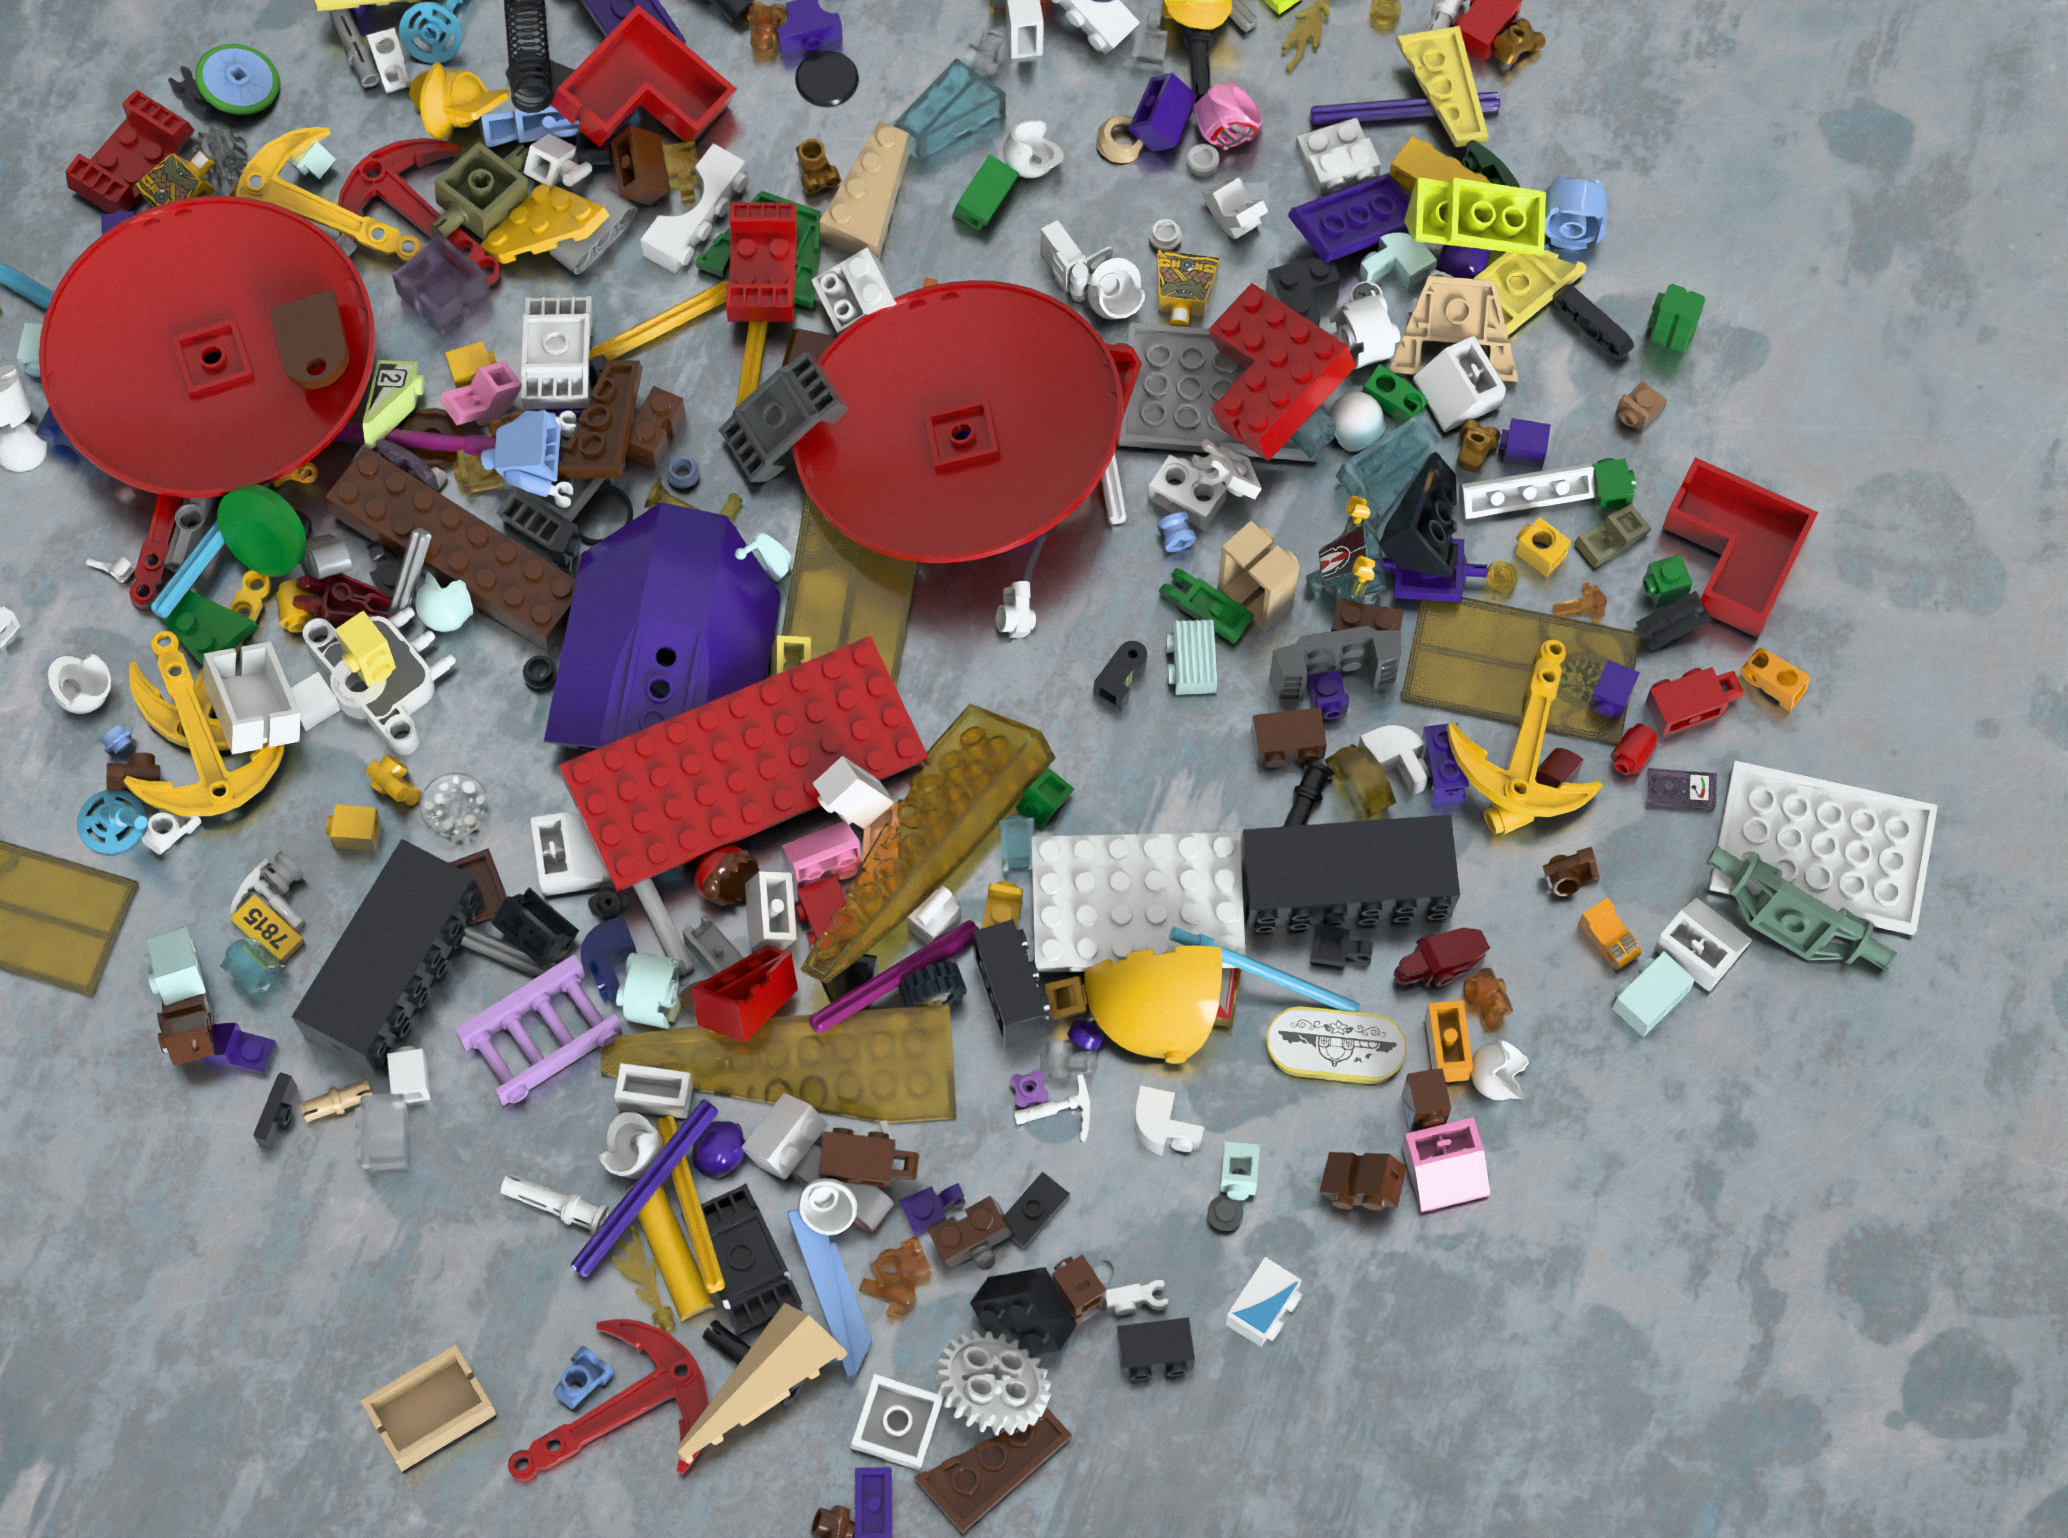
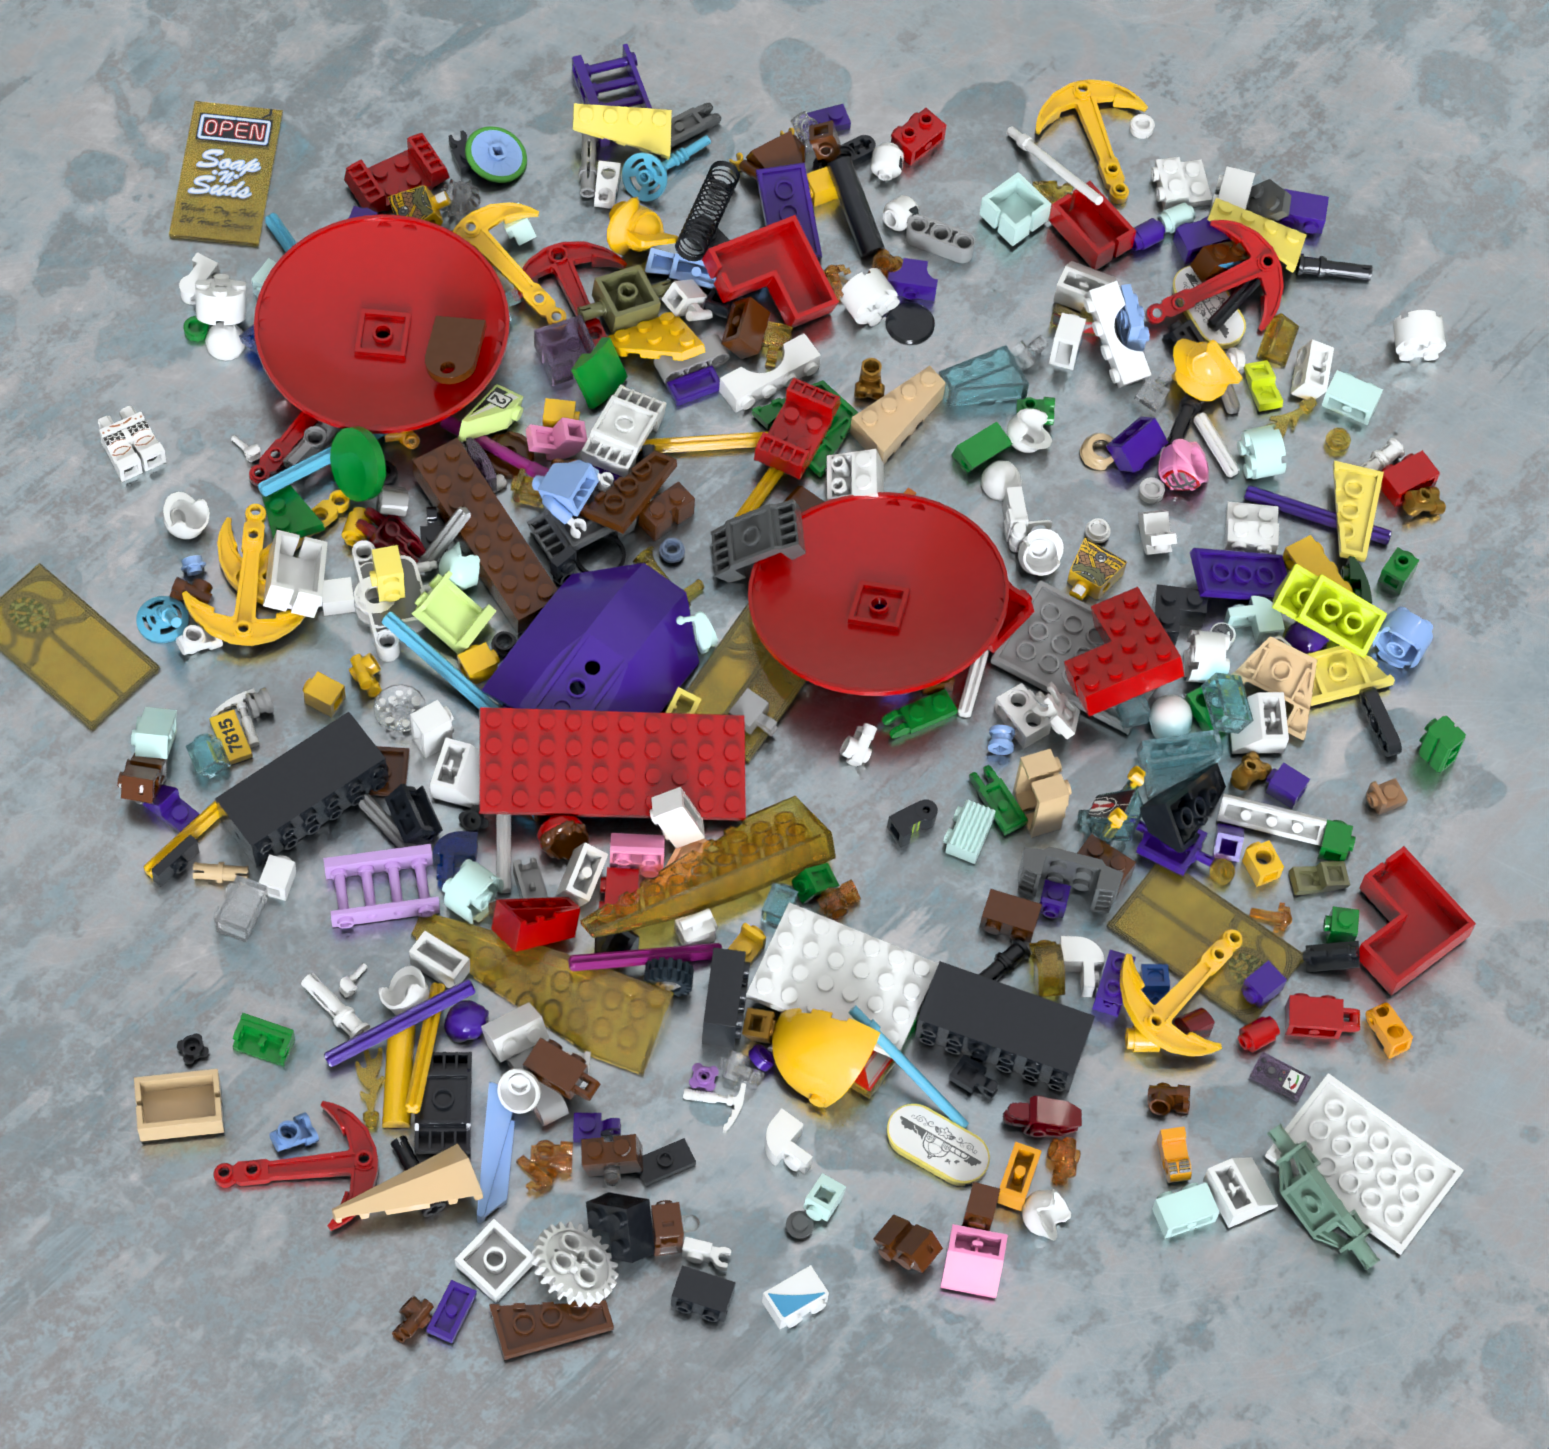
camera: 20 degrees right, 5 degrees down
(277, 1063) = (195, 828): none -> yellow axle
(404, 1320) = (192, 1041): none -> black plate
(462, 663) = (451, 613): none -> yellowish green panel
(477, 730) = (437, 661): none -> medium azure axle
(489, 1280) = (263, 1039): none -> green hinge
(494, 294) = (599, 373): none -> green slope
(506, 813) = (431, 727): none -> white brick
(521, 709) = (478, 663): none -> yellow brick
(556, 1169) = (347, 984): none -> white hand
(611, 261) = (694, 385): none -> dark purple tile
(708, 54) = (832, 272): none -> clear orange piece
(768, 67) = (869, 297): none -> white brick
(875, 622) = (754, 711): none -> light grey brick
(1023, 222) = (999, 477): none -> white piece
(1034, 110) = (1045, 405): none -> green plate
(1069, 541) = (921, 714): none -> green hinge
(1079, 810) = (835, 901): none -> clear orange plate
(1250, 74) = (1216, 444): none -> white axle
(1310, 61) = (1262, 452): none -> light aqua brick
(1416, 376) = (1227, 703): none -> clear light blue brick
(1492, 539) = (1228, 842): none -> brick
(1493, 738) = (1156, 981): none -> blue slope
(1528, 134) = (1398, 570): none -> green brick

